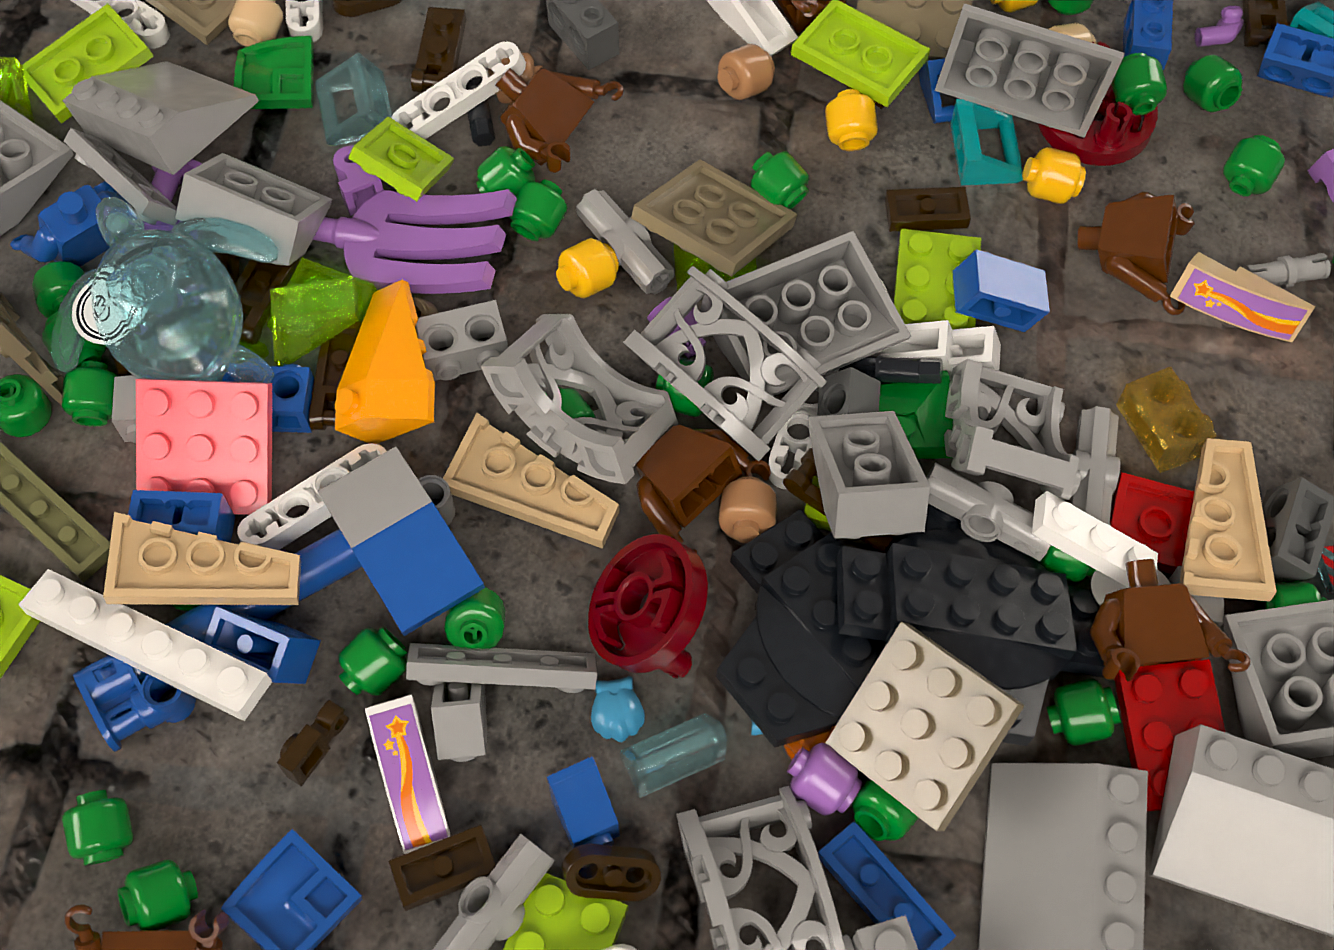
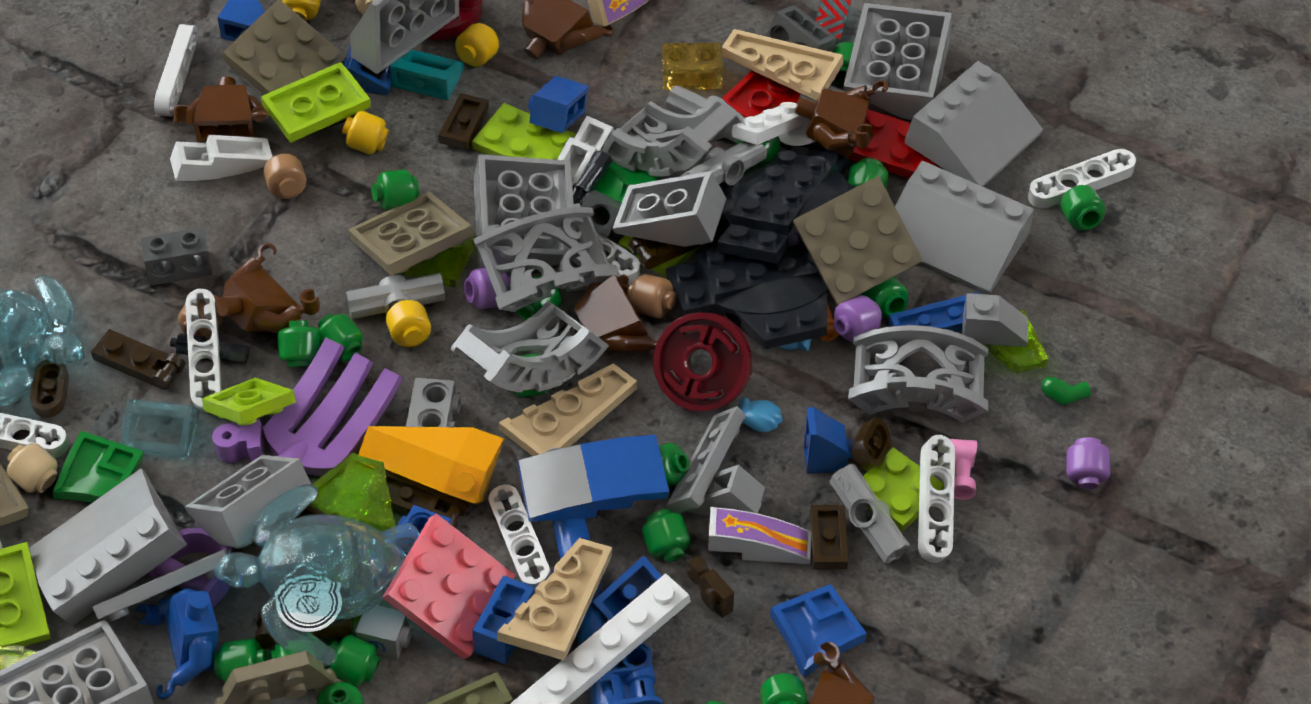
camera: 70 degrees left, 10 degrees down
(675, 754) = (803, 385): clear light blue tile -> none

